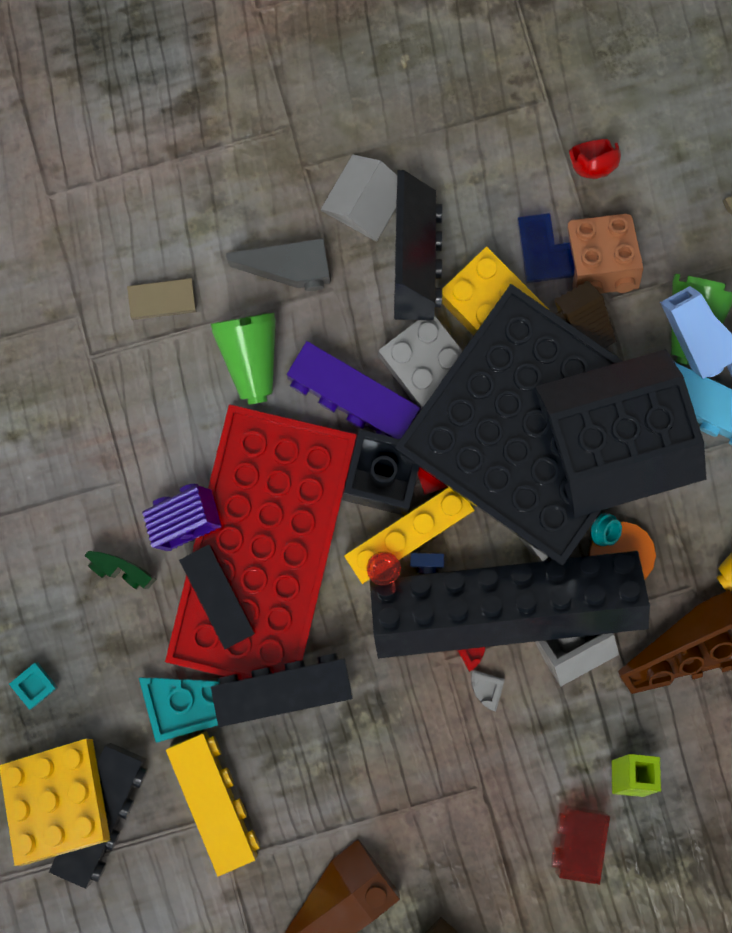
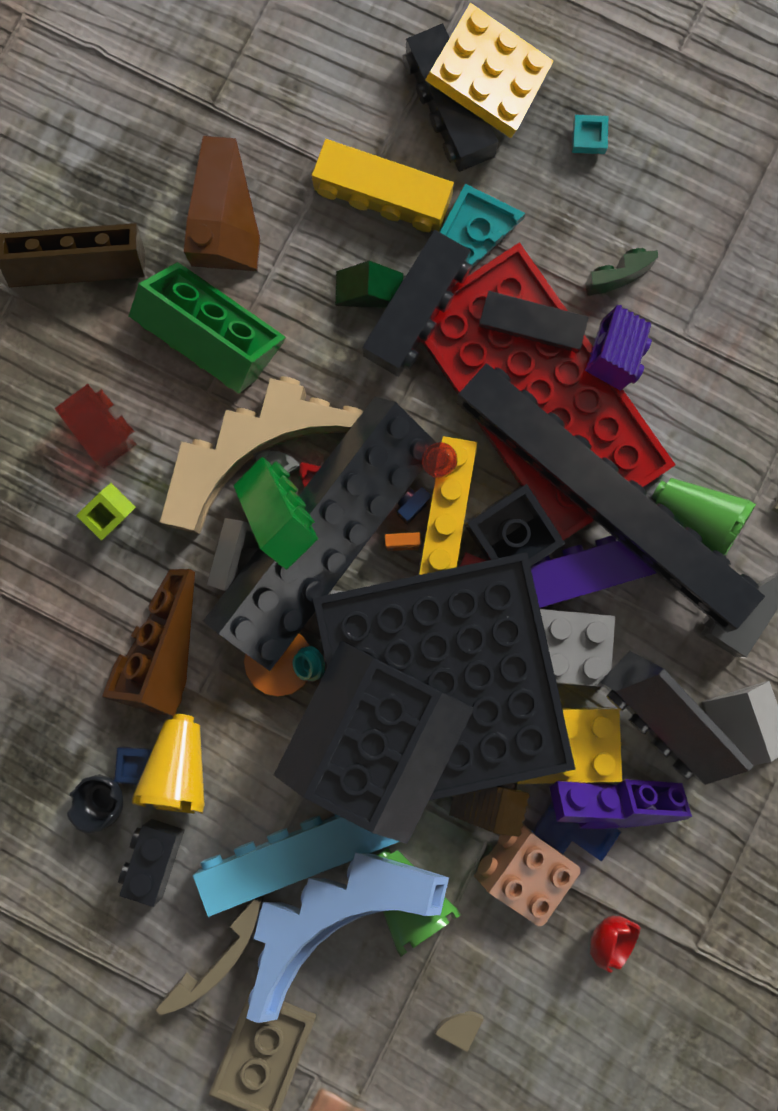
camera: 135 degrees right, 0 degrees up
(296, 743) = (367, 285): none -> dark green slope
(300, 430) = (610, 499): none -> black brick
(435, 834) = (205, 326): none -> green slope
(459, 545) = (402, 541): none -> orange tile
(501, 234) = (621, 805): none -> dark purple slope
(528, 648) = (275, 512): none -> green brick
(541, 734) = (204, 471): none -> tan arch

